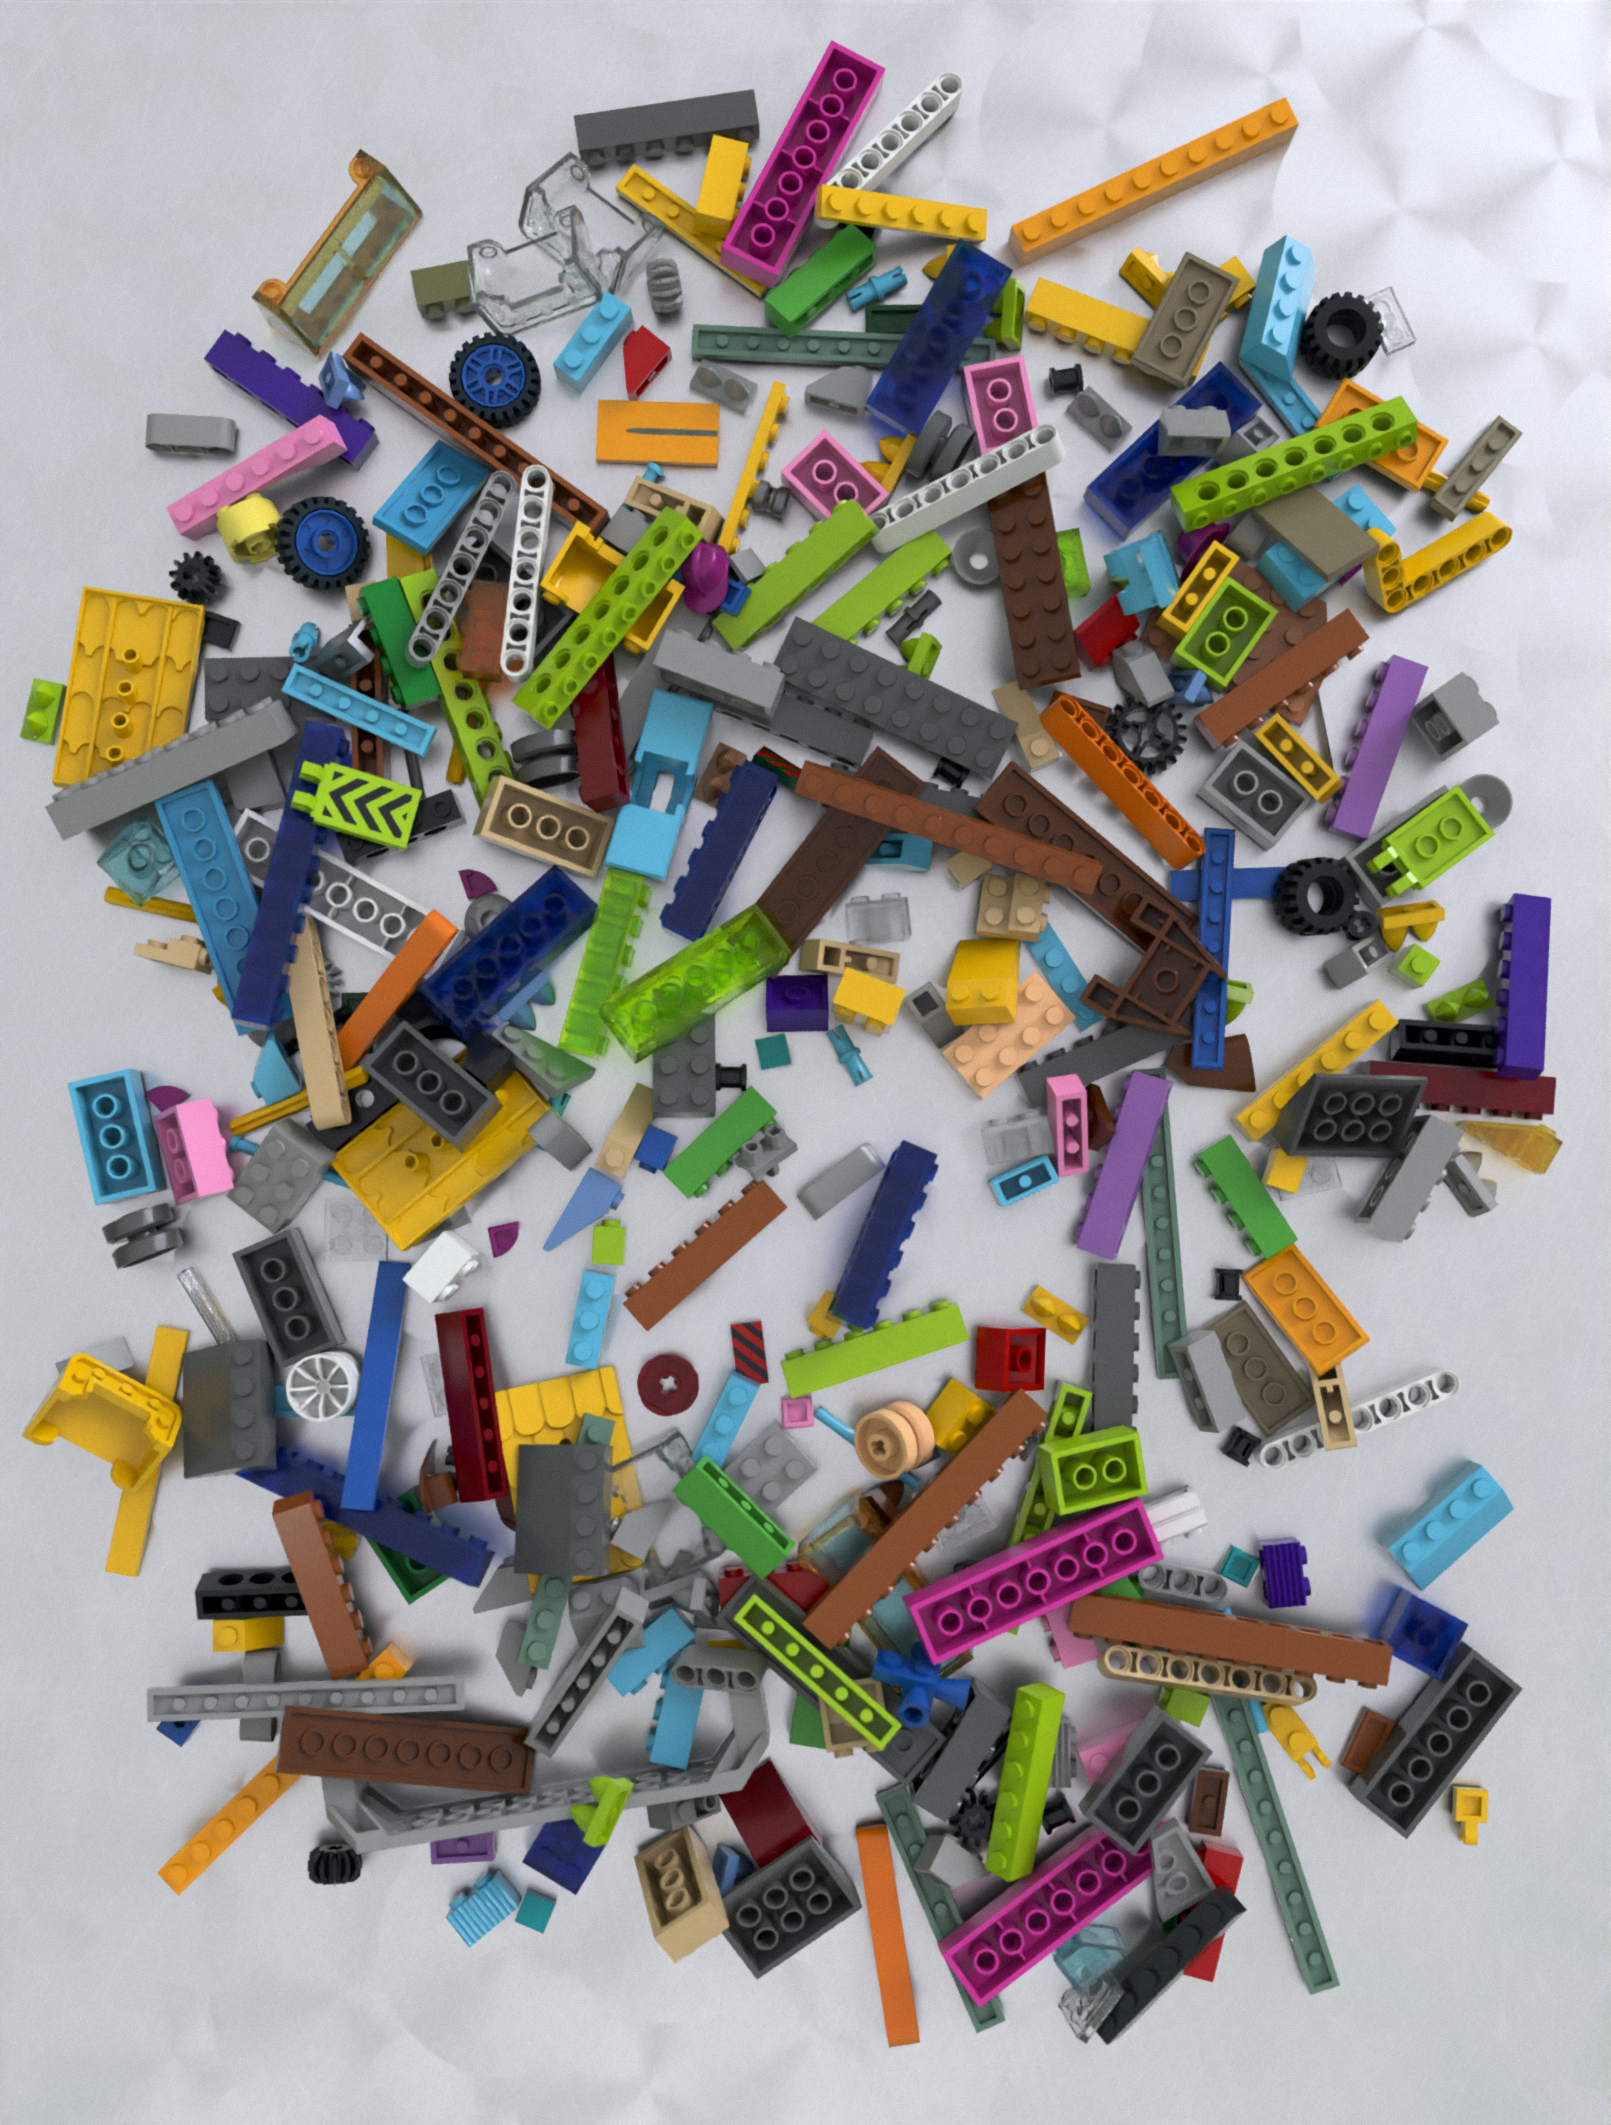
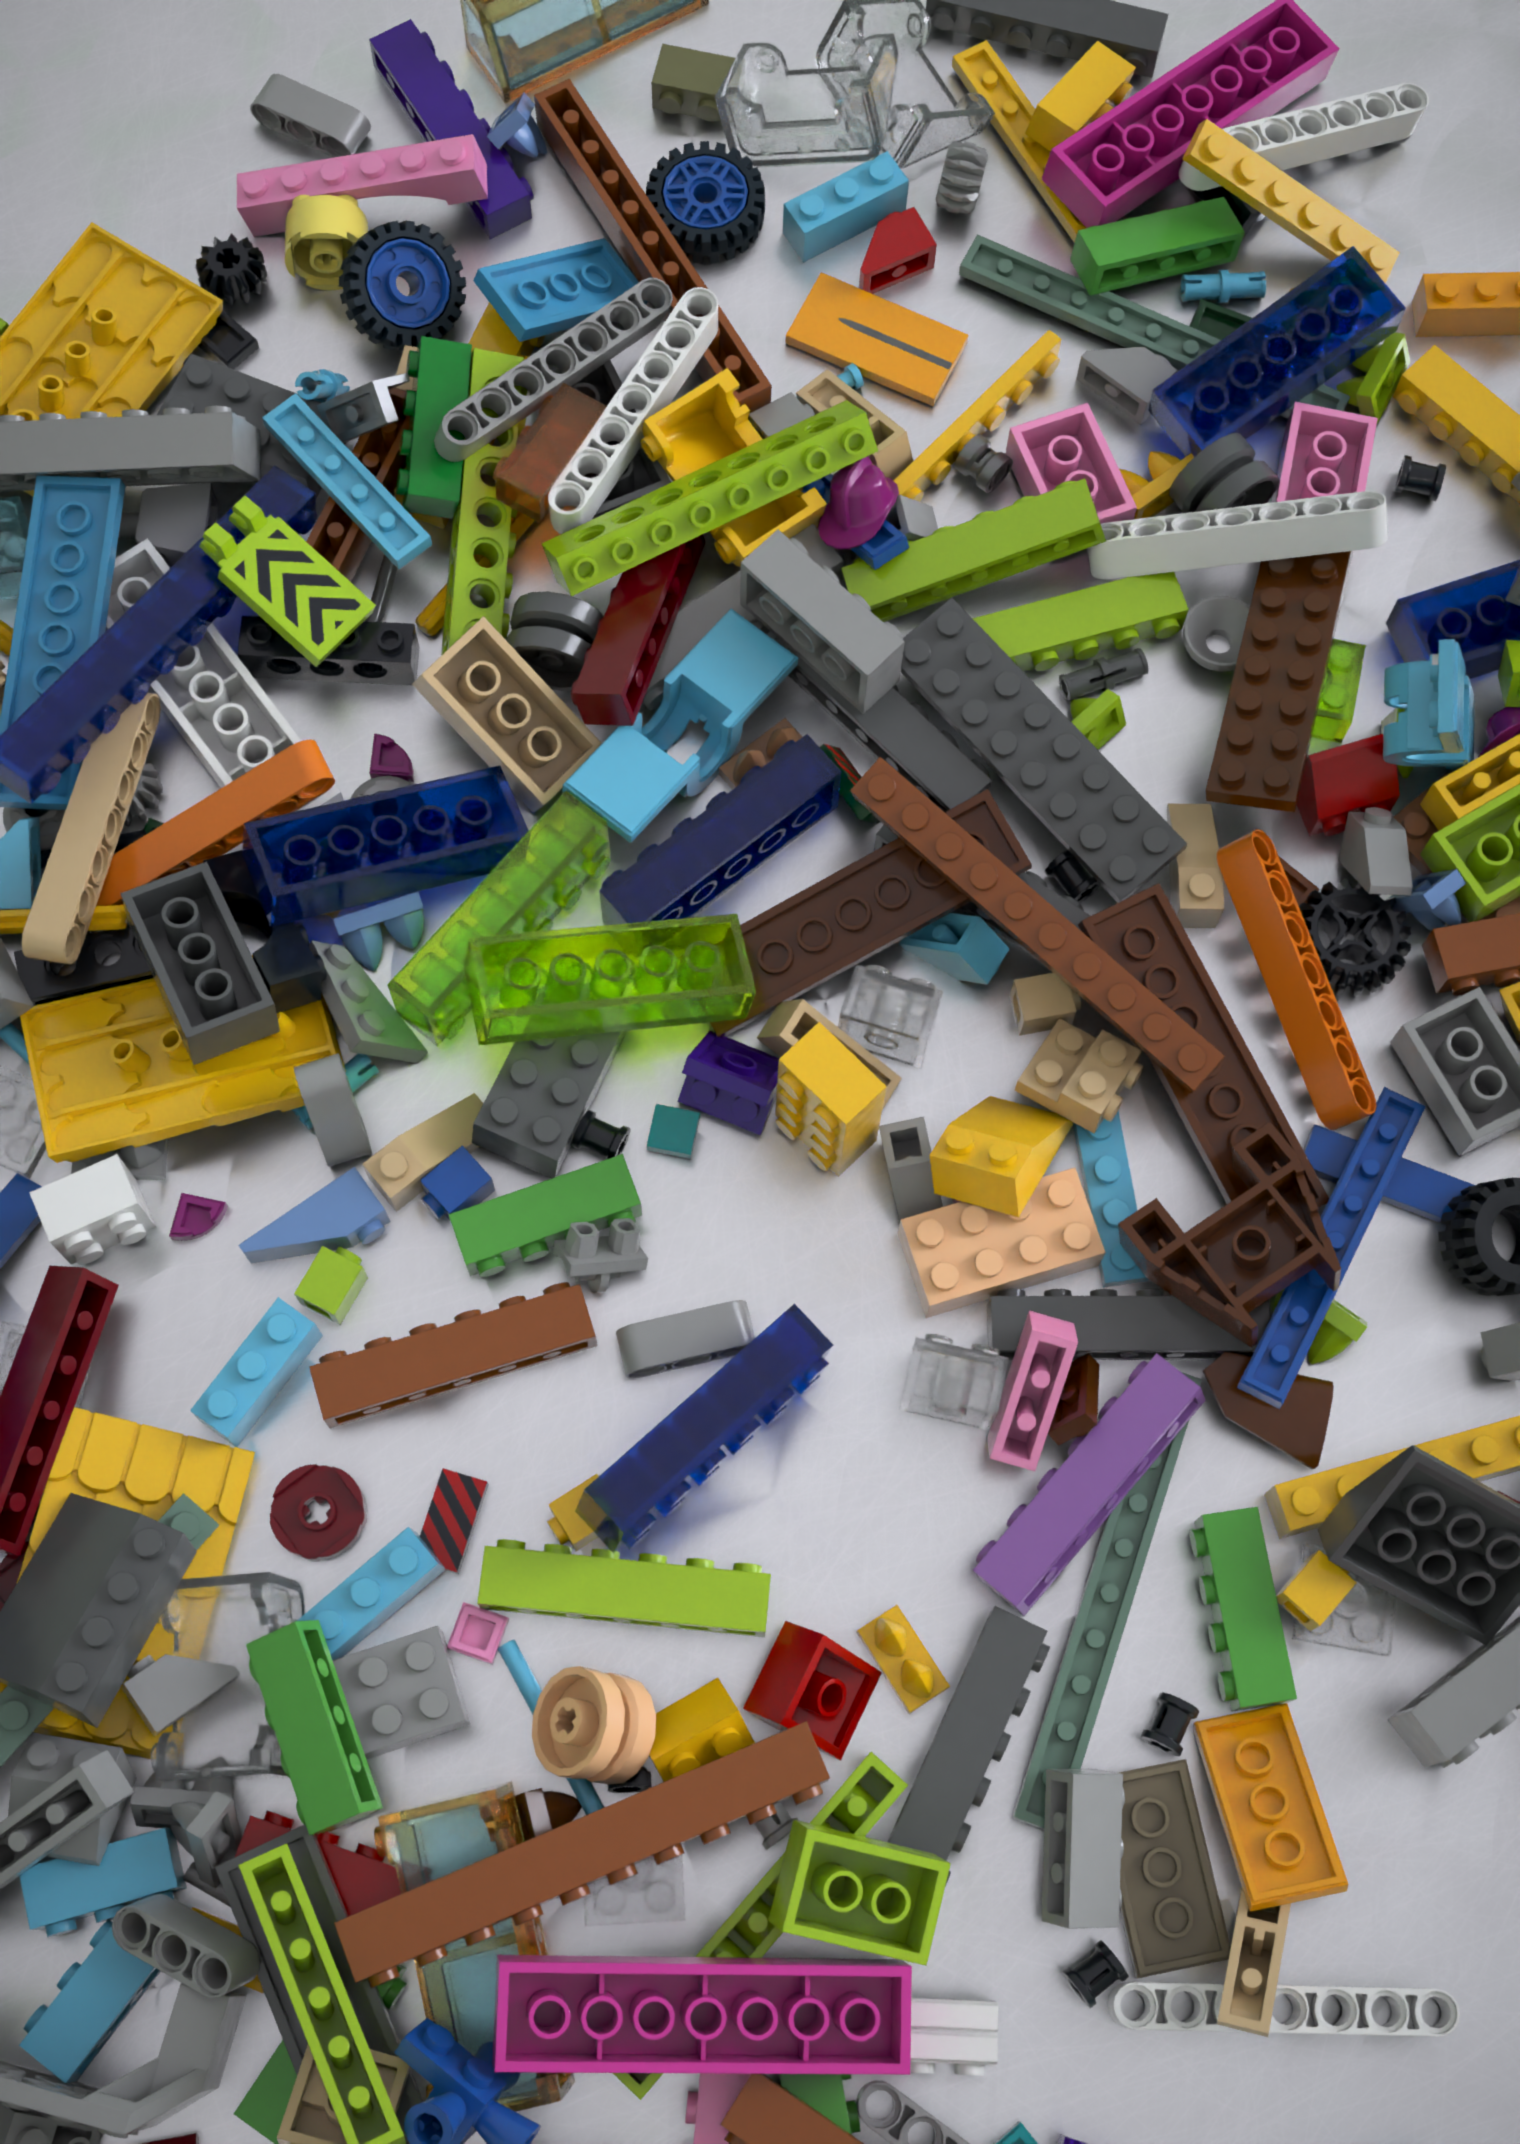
camera: 20 degrees right, 15 degrees down
(723, 386) = (983, 319): light grey tile -> none
(849, 1055) = (773, 1178): medium azure pin -> none
(1023, 1180) = (938, 1445): medium azure brick -> none
(1099, 418) = (1444, 540): light grey tile -> none

